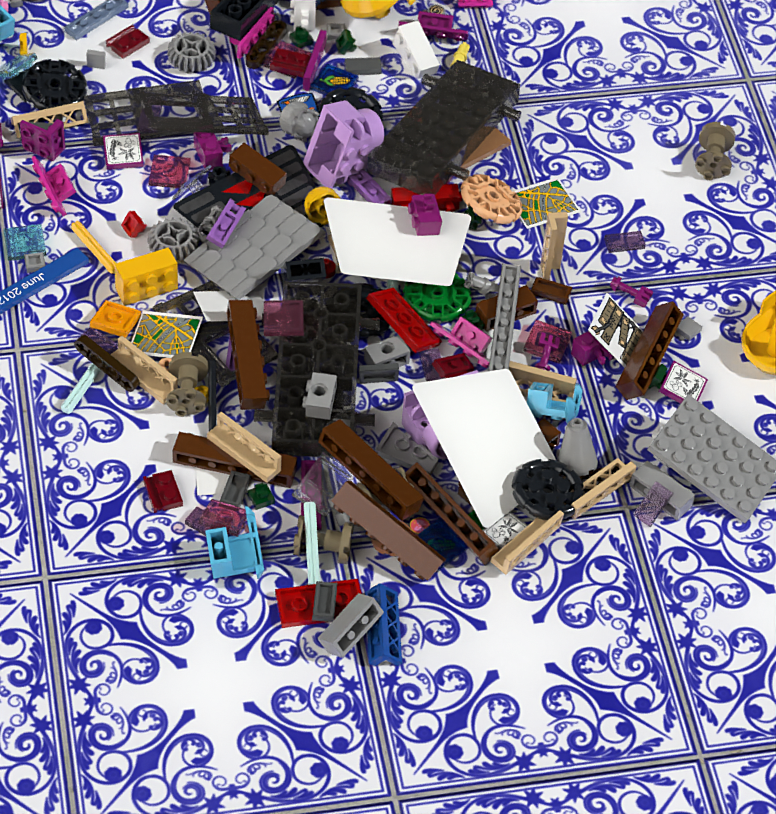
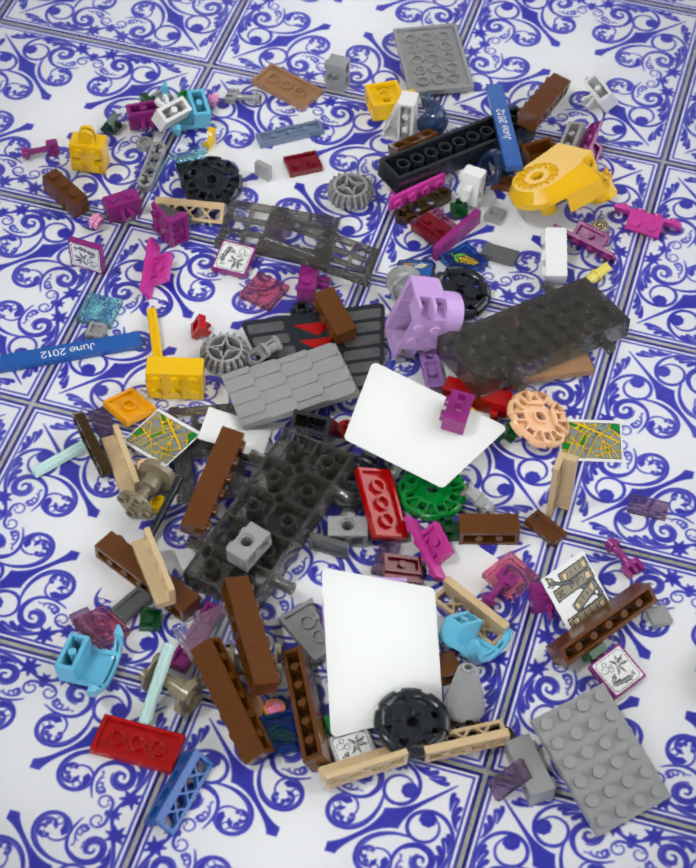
camera: 30 degrees right, 0 degrees up
(163, 491) = (68, 580): dark red plate -> none
(192, 184) = (271, 308): clear piece -> none
(225, 223) = (273, 355): medium lavender plate -> none
(283, 318) = (263, 460): clear pink tile -> none
(315, 206) = (366, 360): yellow cylinder -> none
(324, 601) = (139, 744): dark grey tile -> none
(345, 42) = (496, 227): dark green tile -> none
(350, 625) = (143, 778): light grey brick -> none
(505, 317) = (473, 541): light grey tile -> none

